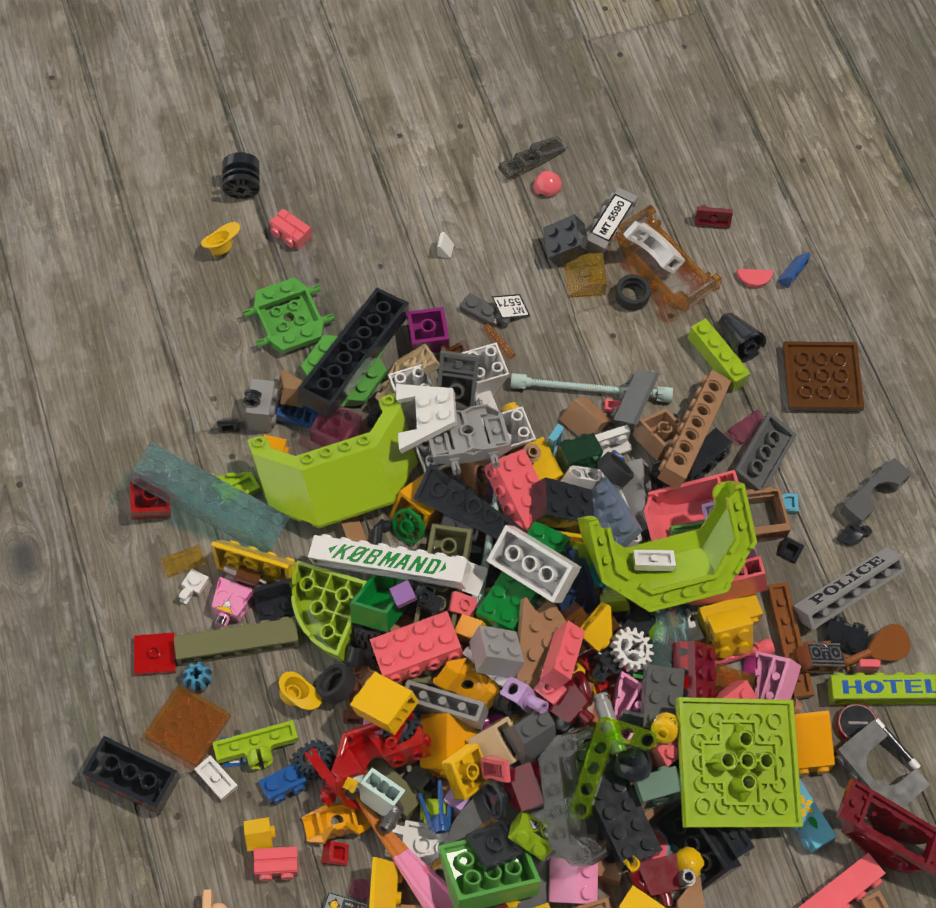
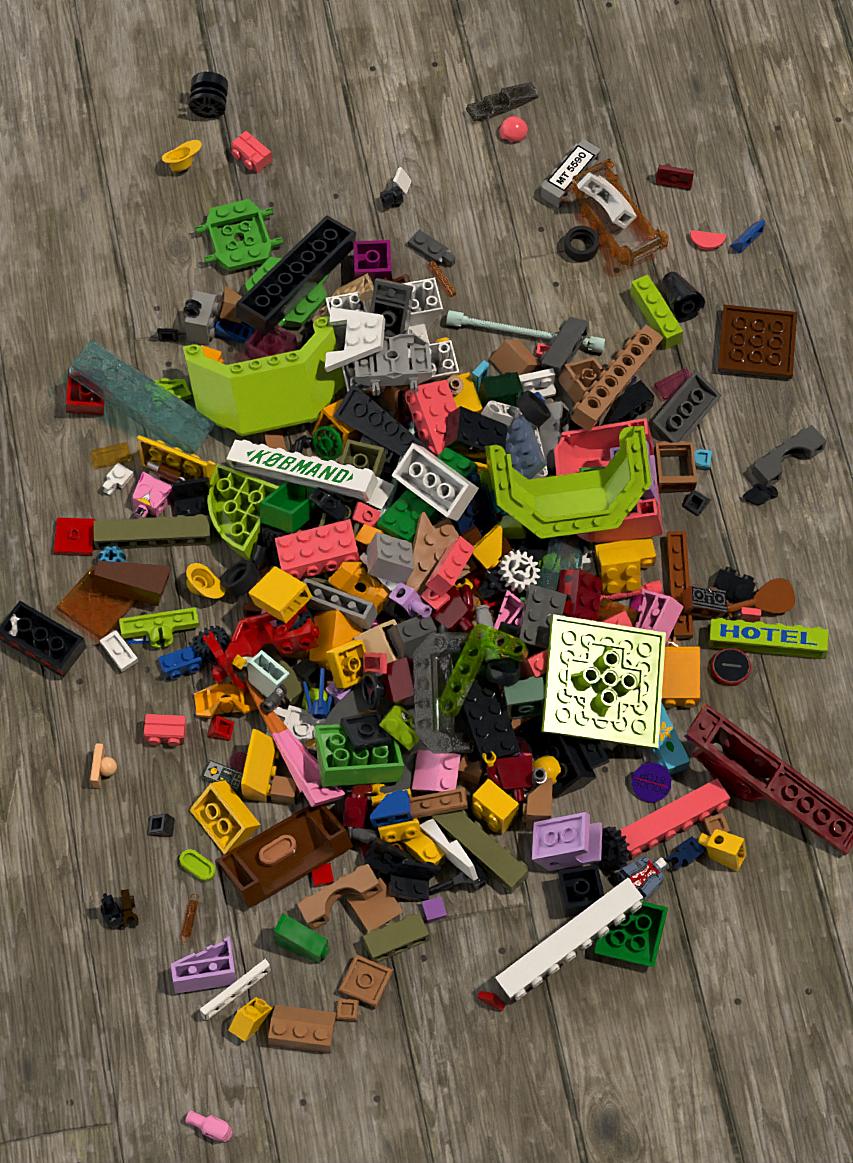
camera: 10 degrees right, 0 degrees up
(221, 698) = (131, 580): none -> reddish brown slope
(259, 833) = (152, 701): yellow brick -> none
(403, 594) = (310, 498): medium lavender tile -> none
(437, 262) = (391, 197): none -> black wheel
(510, 306) = (458, 246): white sticker -> none
(566, 240) = (521, 186): black brick -> none
(586, 276) = (537, 223): clear yellow slope -> none
(654, 560) = (553, 493): white plate -> none
(665, 727) = (537, 641): yellow head -> none
(799, 863) = (651, 782): none -> dark purple piece
(849, 588) = (745, 542): light grey brick -> none
(854, 757) = (724, 686): dark grey arch -> none
(899, 747) = (764, 688): black bar -> none

